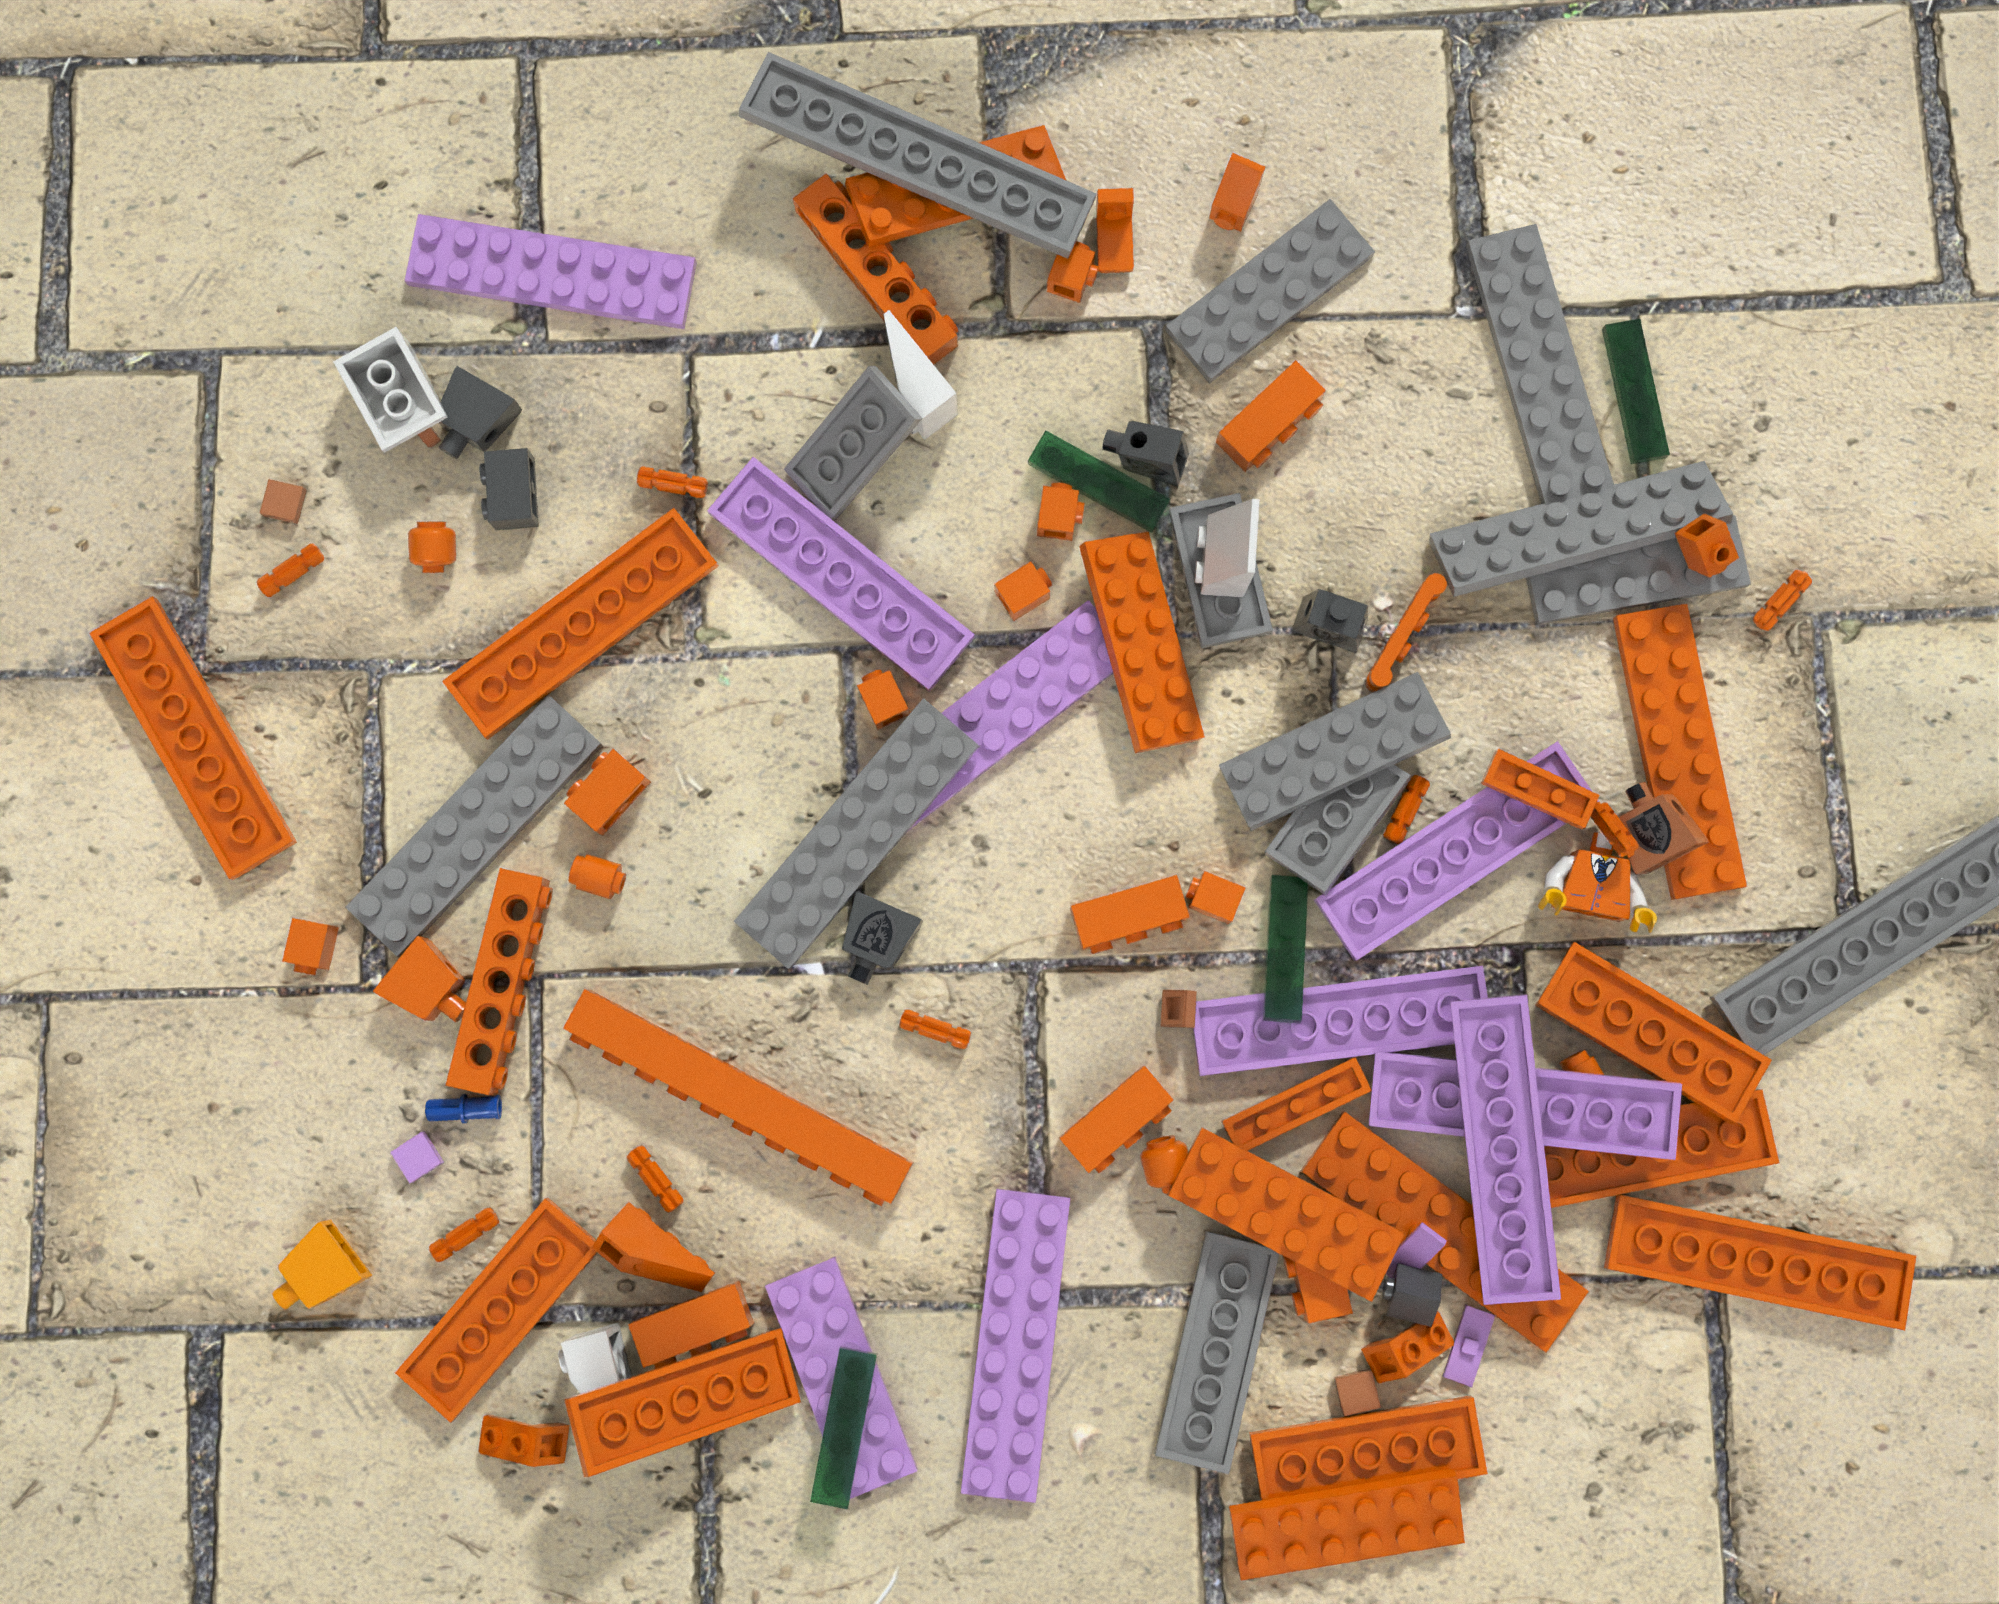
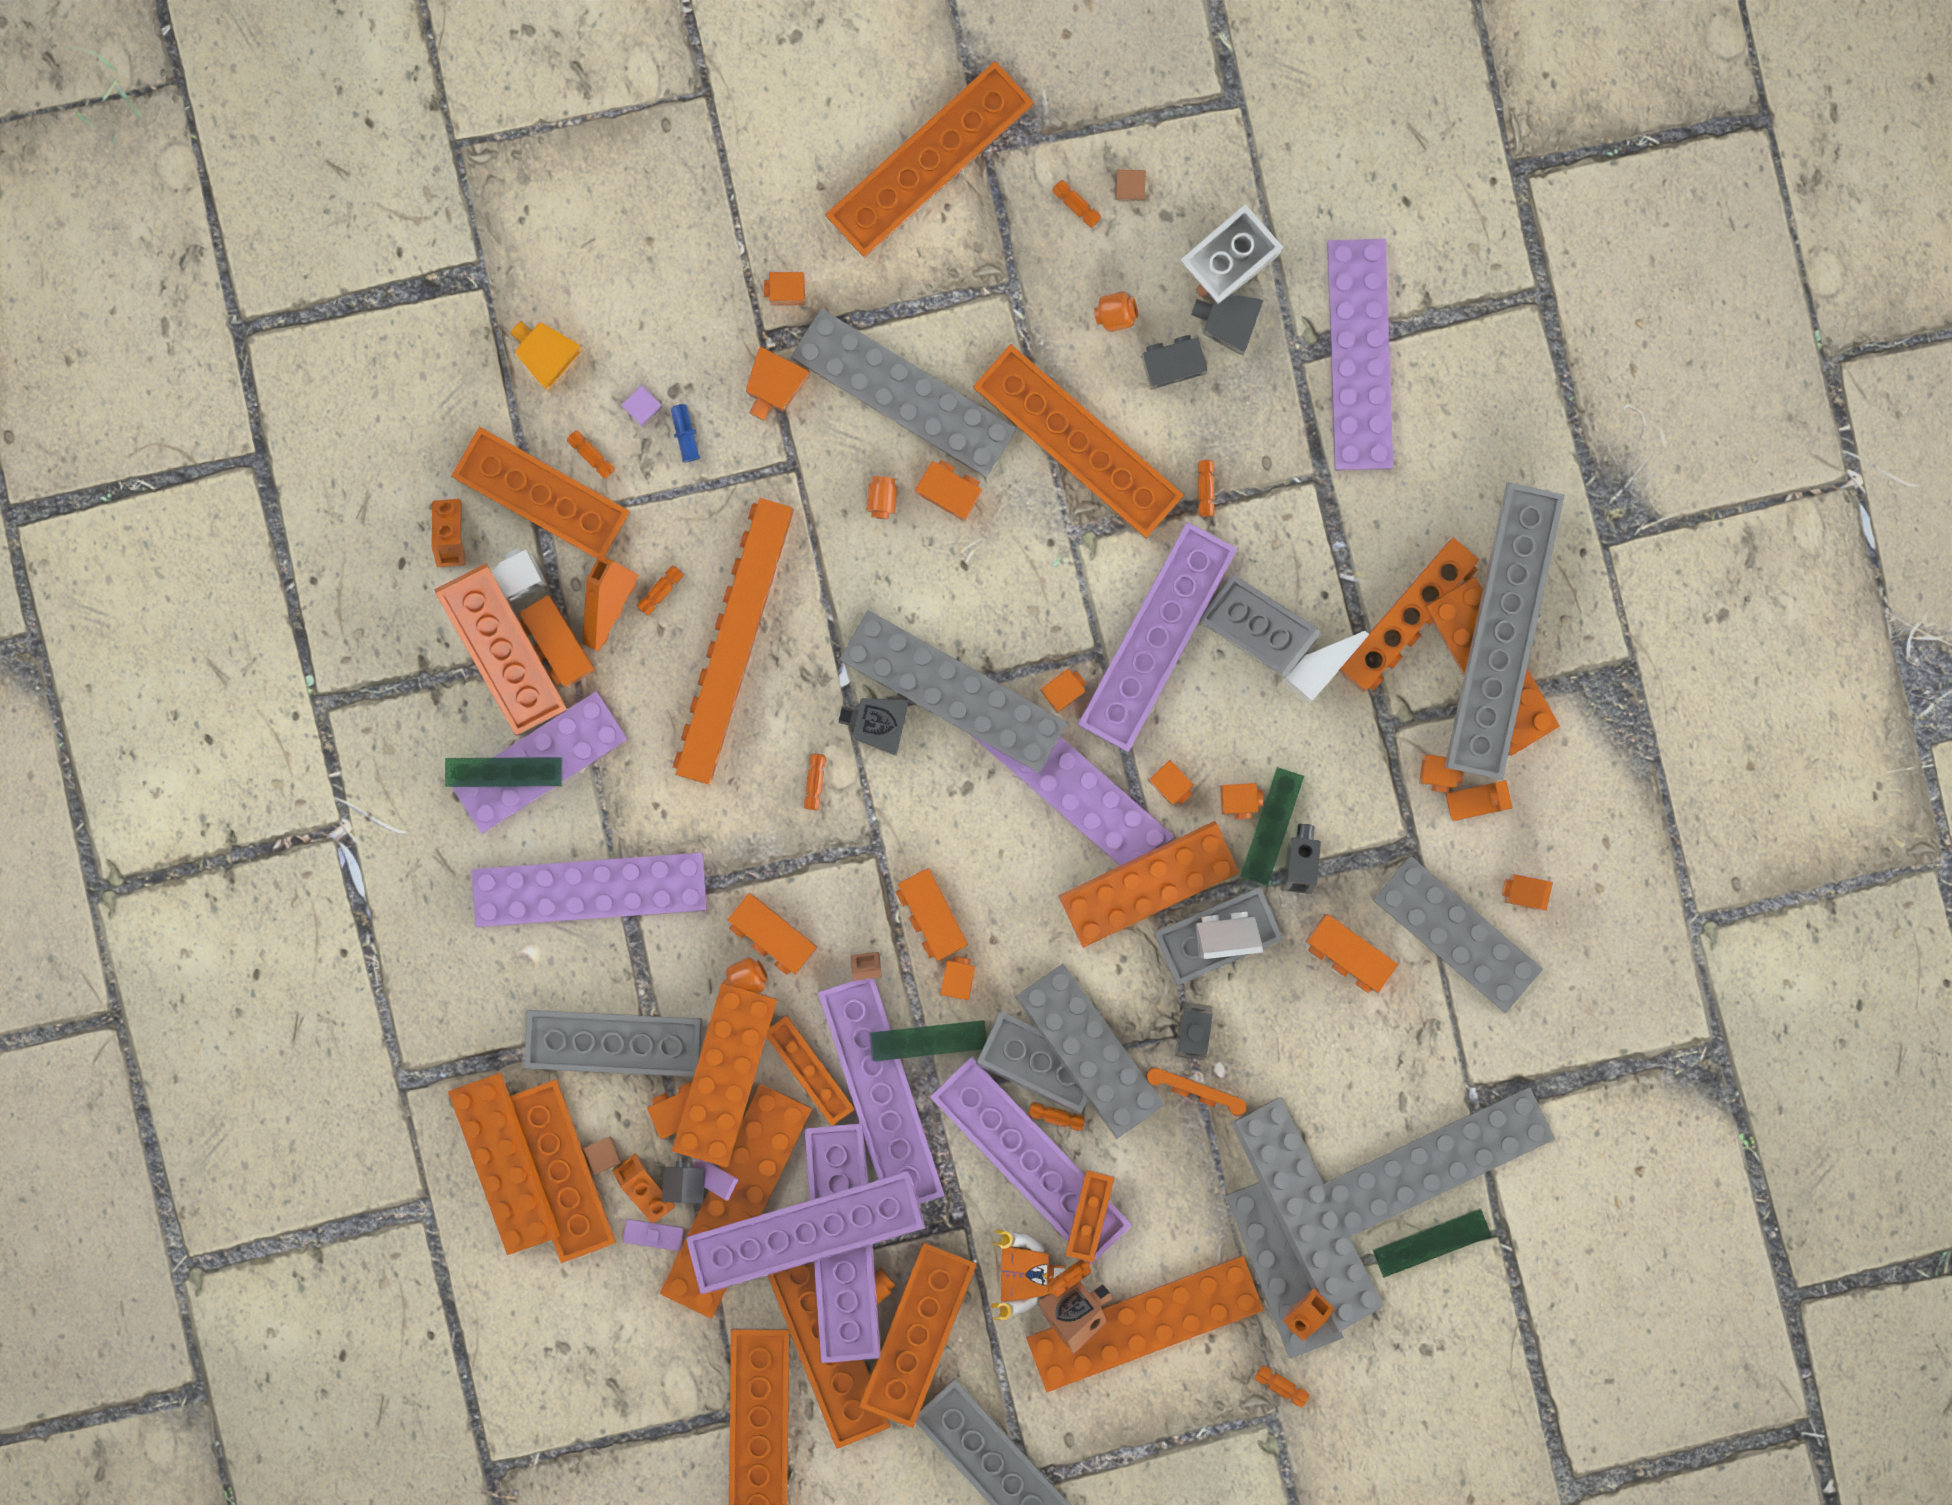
camera: 80 degrees right, 5 degrees up
(465, 1069) = (713, 429): orange brick -> none

